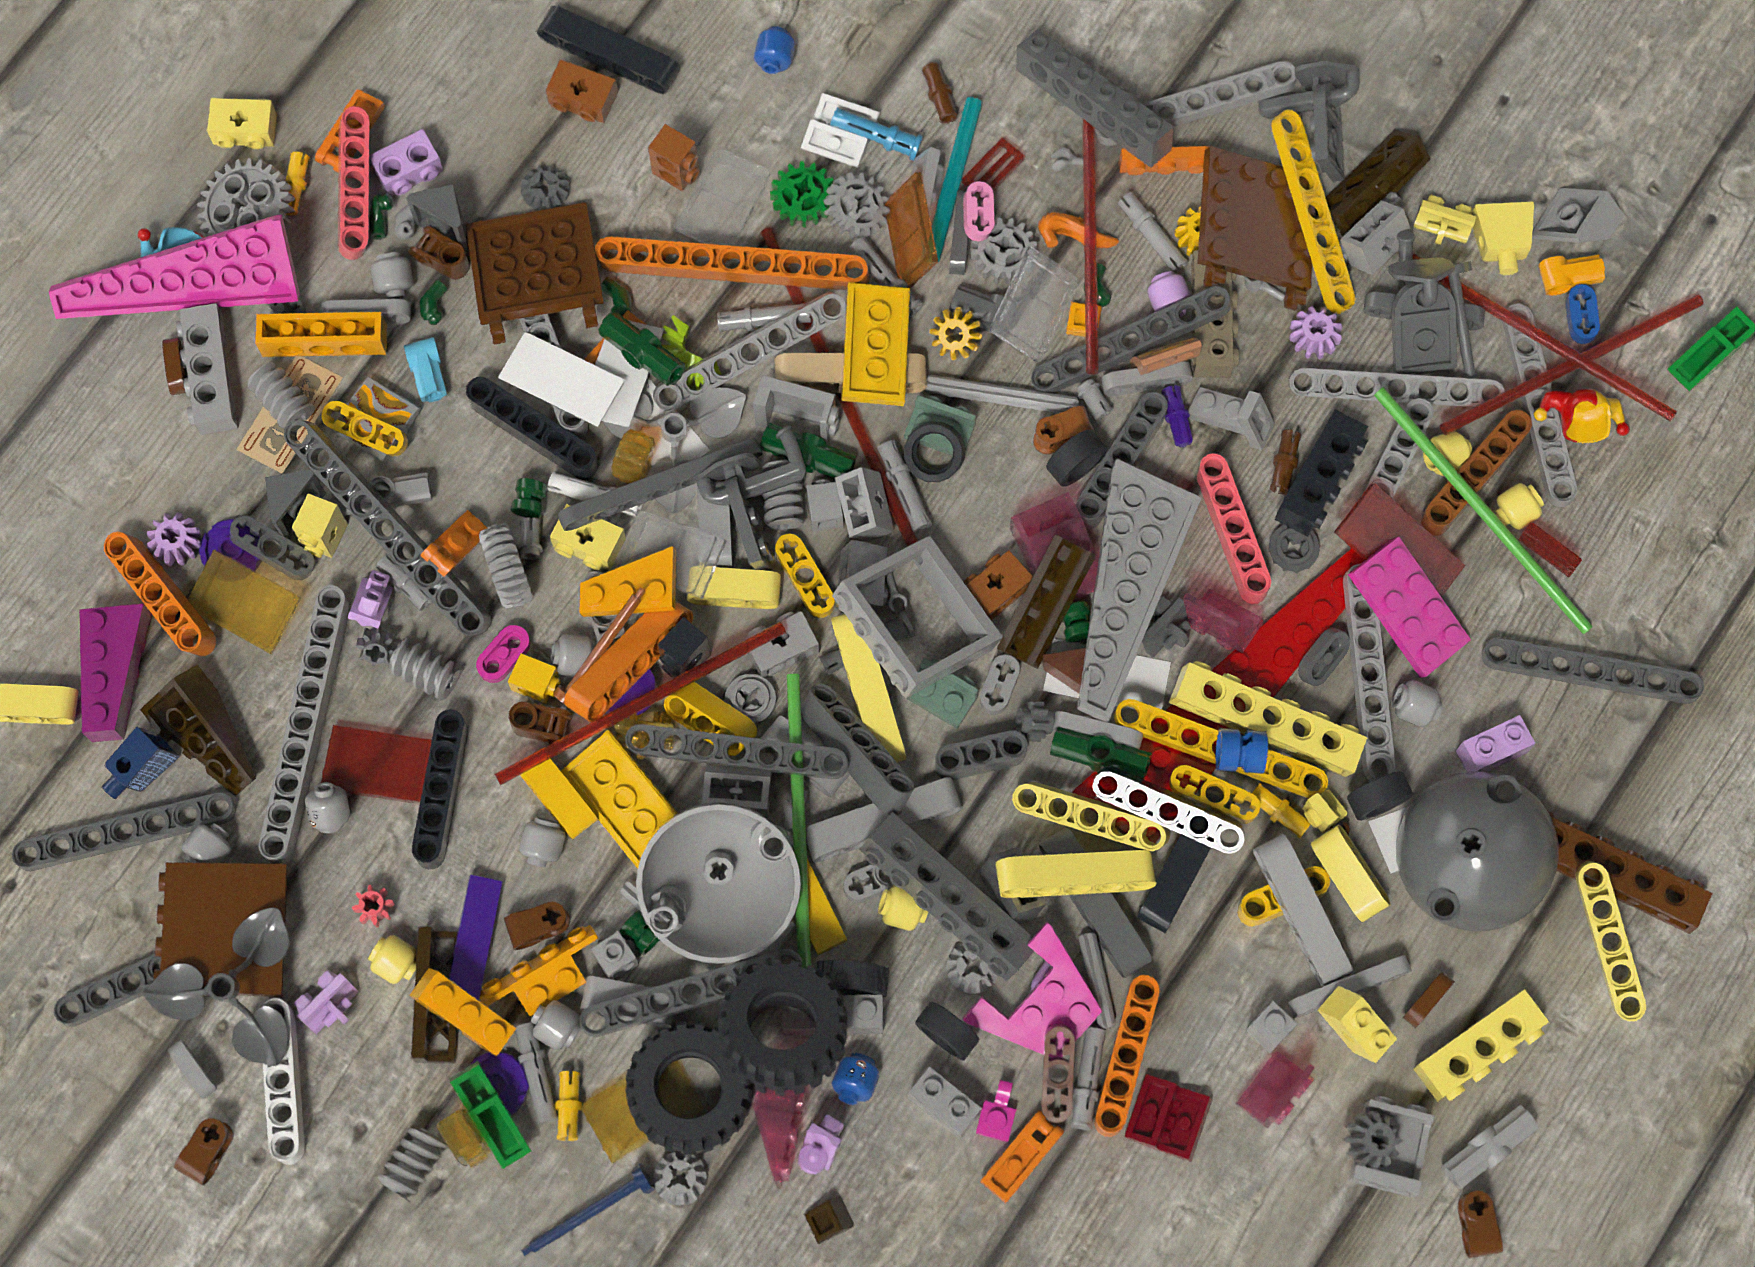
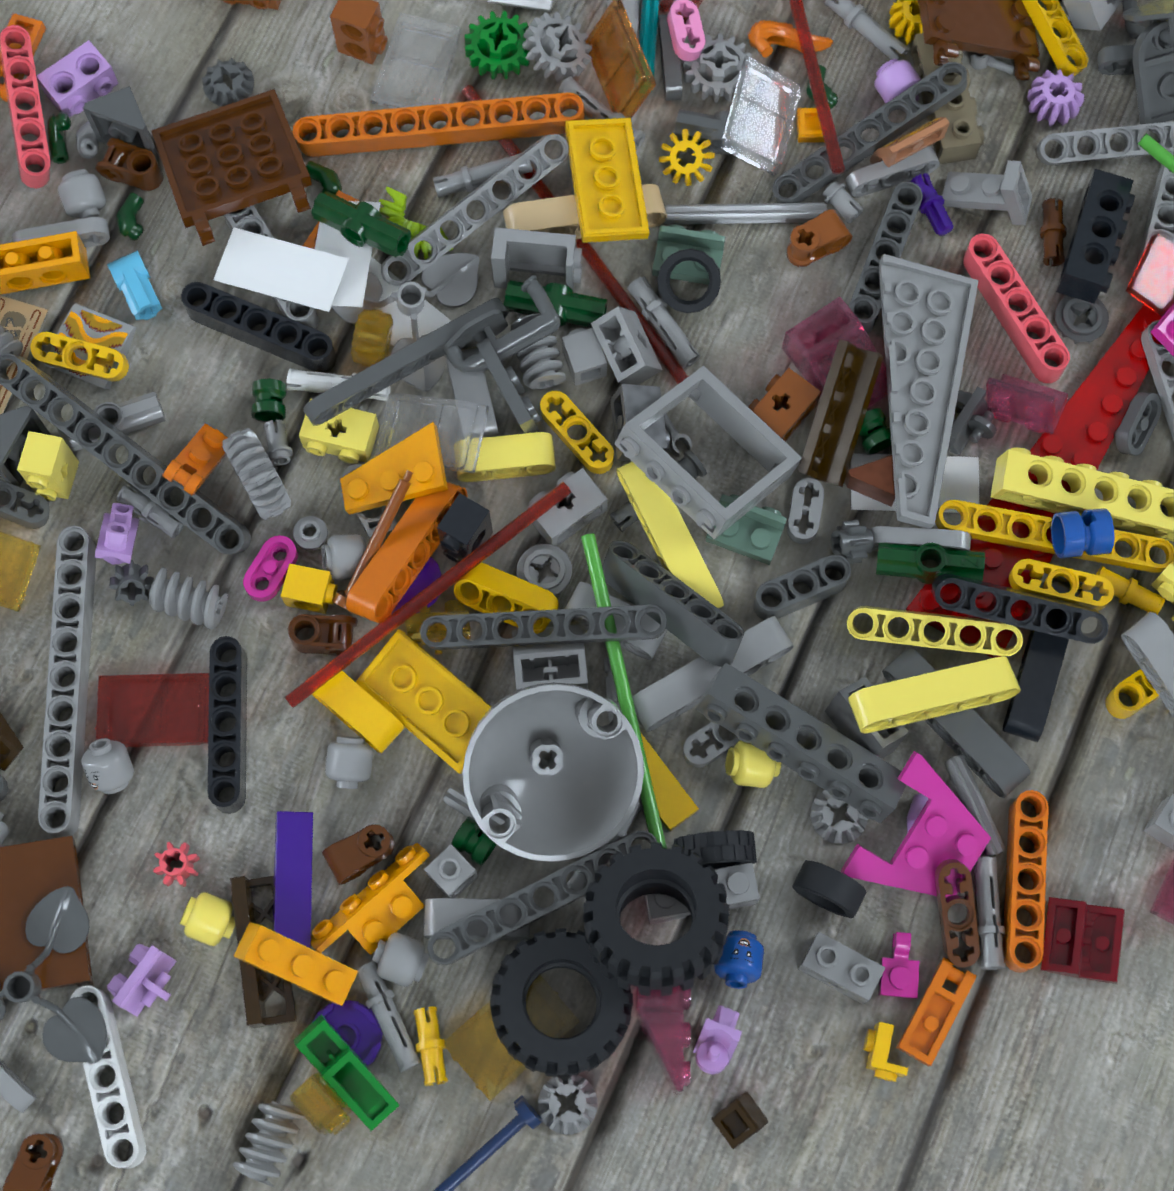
camera: 10 degrees left, 0 degrees up
(545, 636) = (312, 542): none -> light grey plate
(963, 1175) = (878, 1045): none -> yellow bracket
(1076, 458) = (838, 262): black tyre -> none

